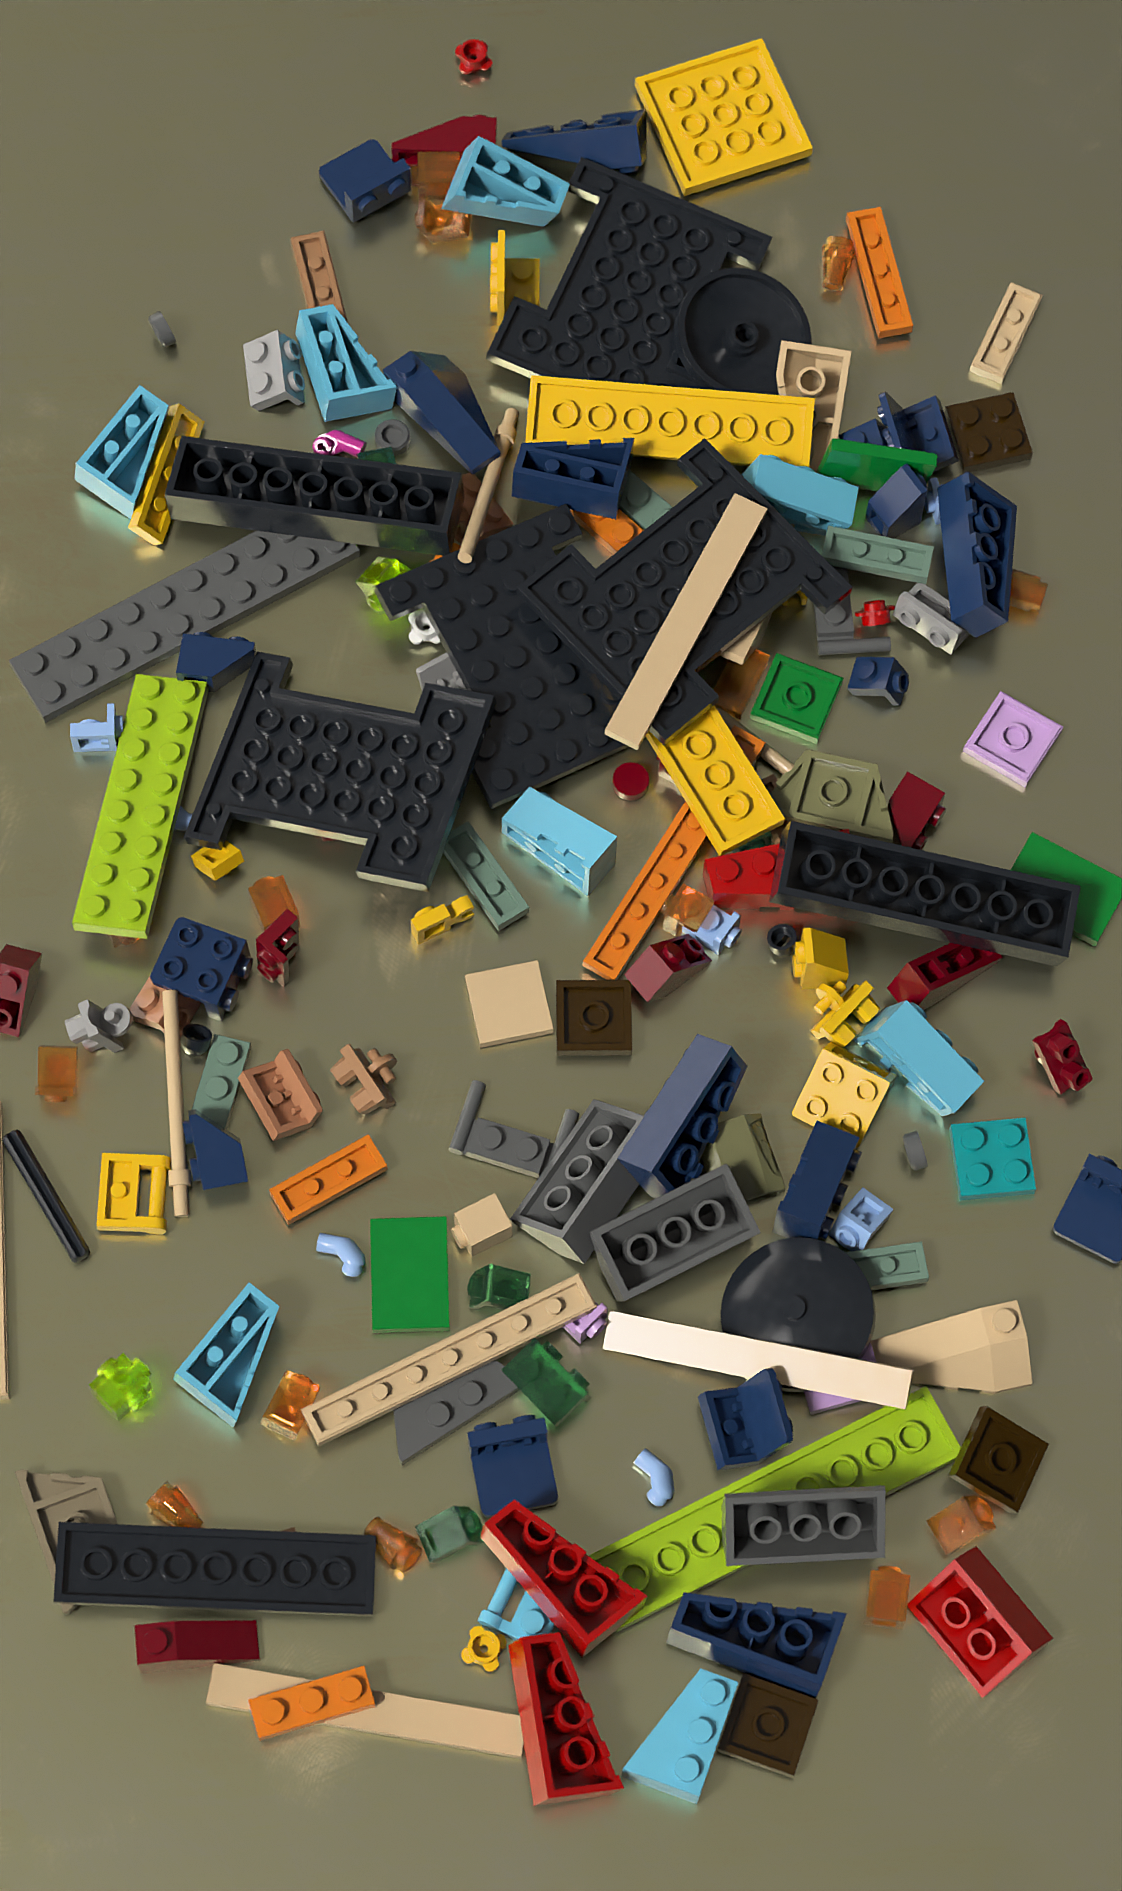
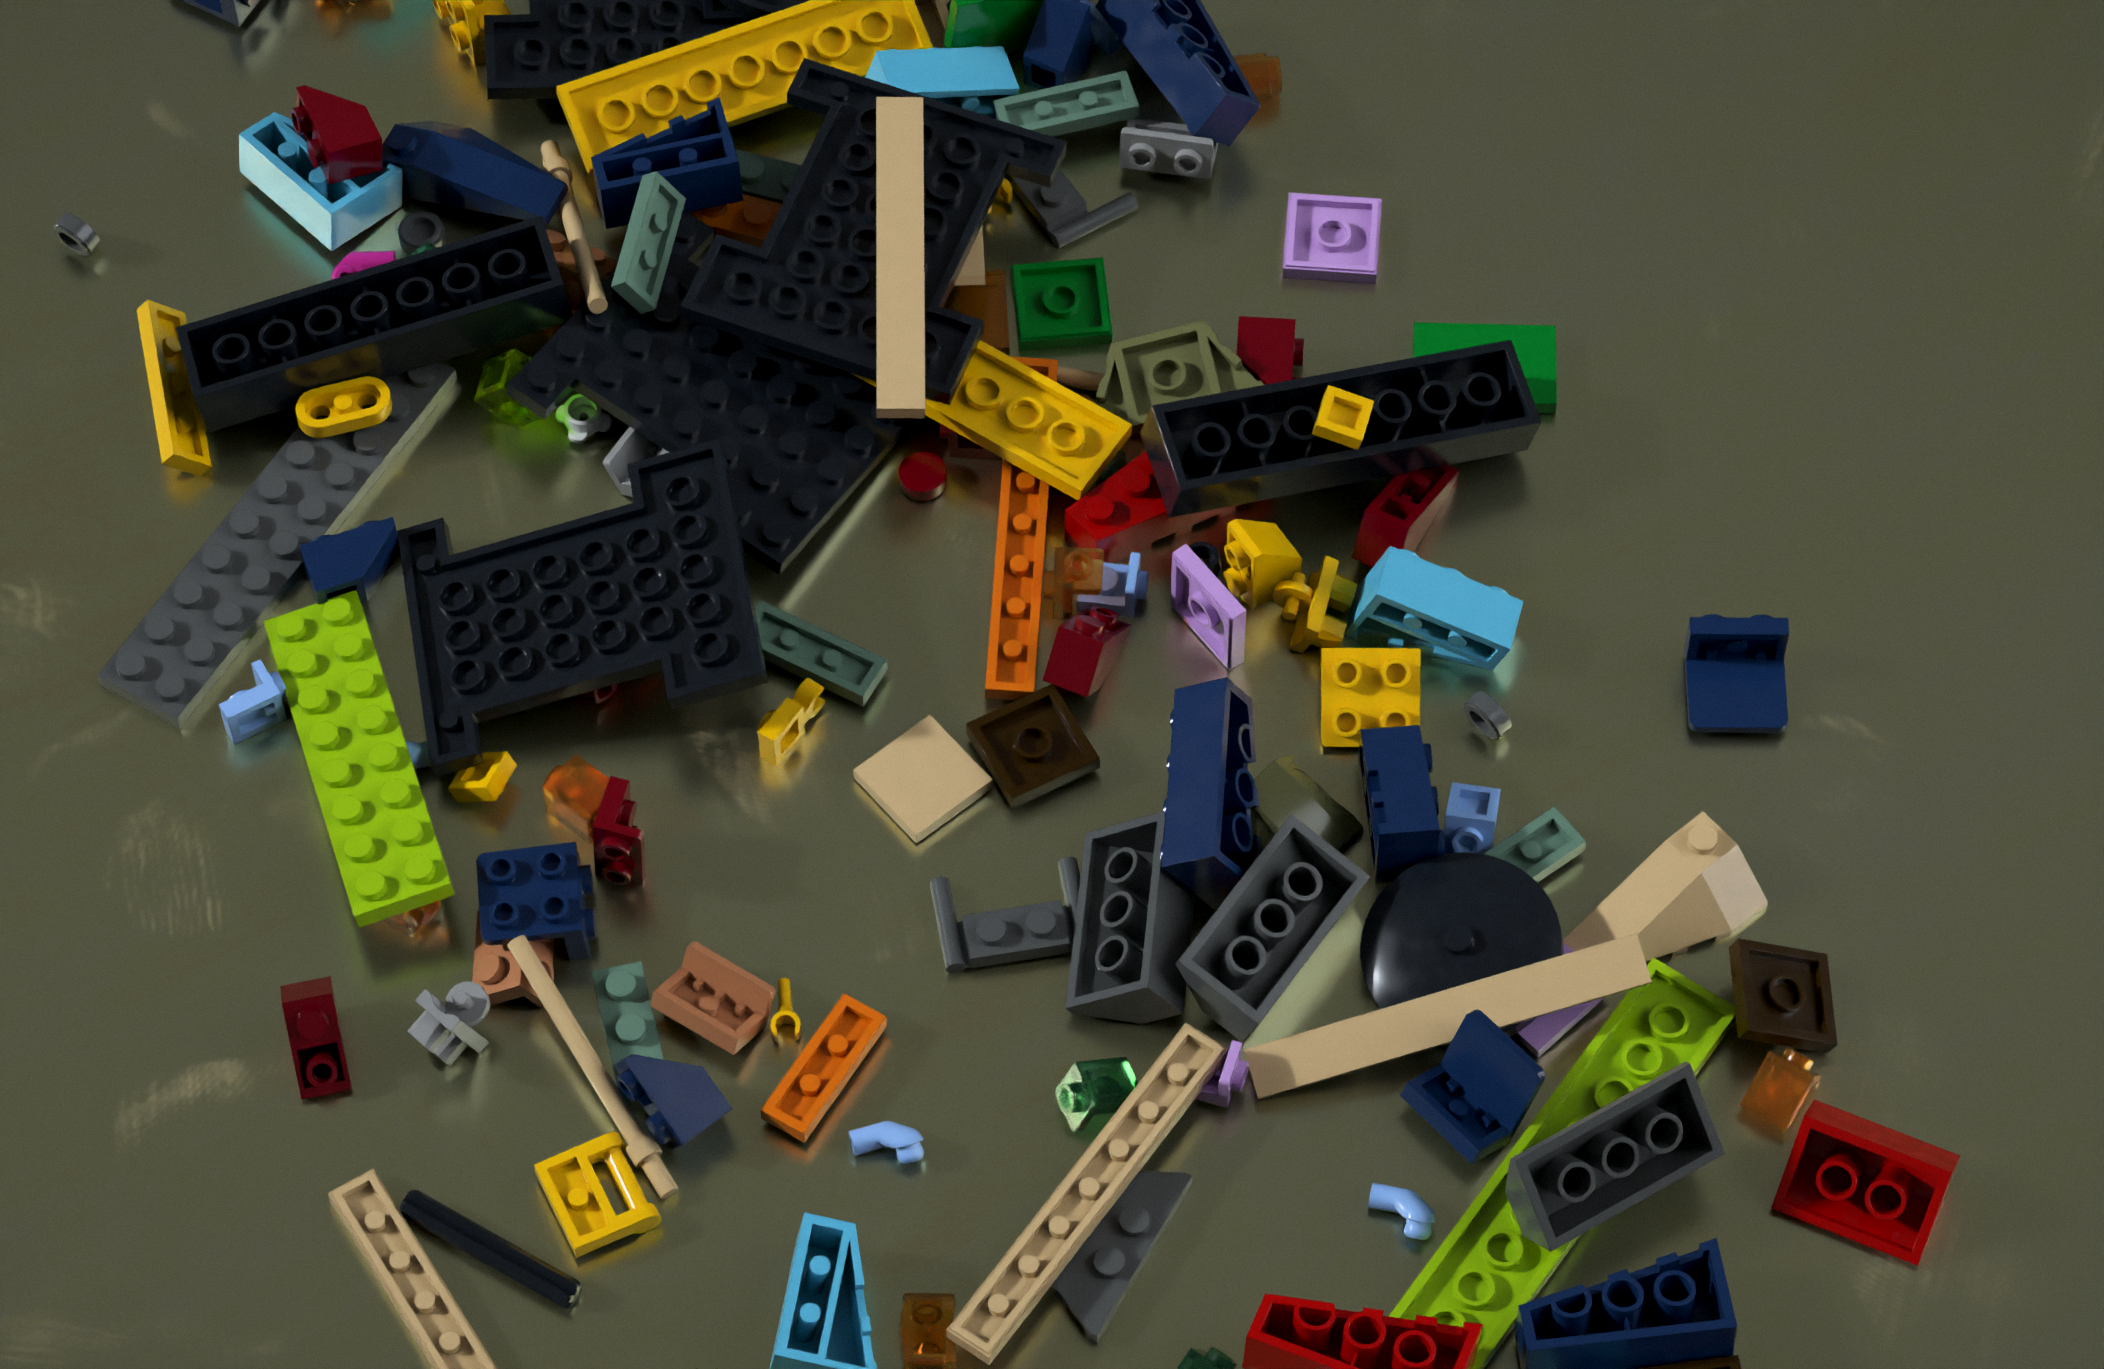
camera: 25 degrees left, 10 degrees down
(57, 1072) = (424, 1101): clear orange bracket -> none
(122, 452) = (110, 384): medium azure wedge -> none
(195, 1039) = (575, 987): black hinge -> none
(266, 543) = (343, 406): none -> yellow plate
(273, 370) = (237, 221): light grey bracket -> none
(317, 271) = (222, 93): medium nougat tile -> none
(325, 1126) = (785, 1012): none -> yellow hand
(355, 1066) = (821, 947): medium nougat hips -> none
(363, 344) = (337, 134): none -> dark red slope
(409, 1274) = (982, 1128): green tile -> none
(481, 1225) = (1037, 1029): tan brick -> none
(512, 1464) = (1225, 1272): dark blue bracket -> none
(524, 526) = (648, 242): none -> sand green plate
(546, 1381) = (1216, 1161): clear green bracket -> none
(561, 839) = (882, 569): medium azure wedge -> none
(763, 978) = (1208, 607): none -> lavender tile
(875, 613) = (1099, 172): red plate -> none
(879, 678) = (1143, 239): dark blue bracket -> none
(886, 1598) = (1747, 1208): clear orange brick -> none
(921, 892) = (1343, 417): none -> yellow plate
(992, 1159) = (1578, 686): teal plate -> none
(1062, 1058) = (1589, 534): dark red hips -> none

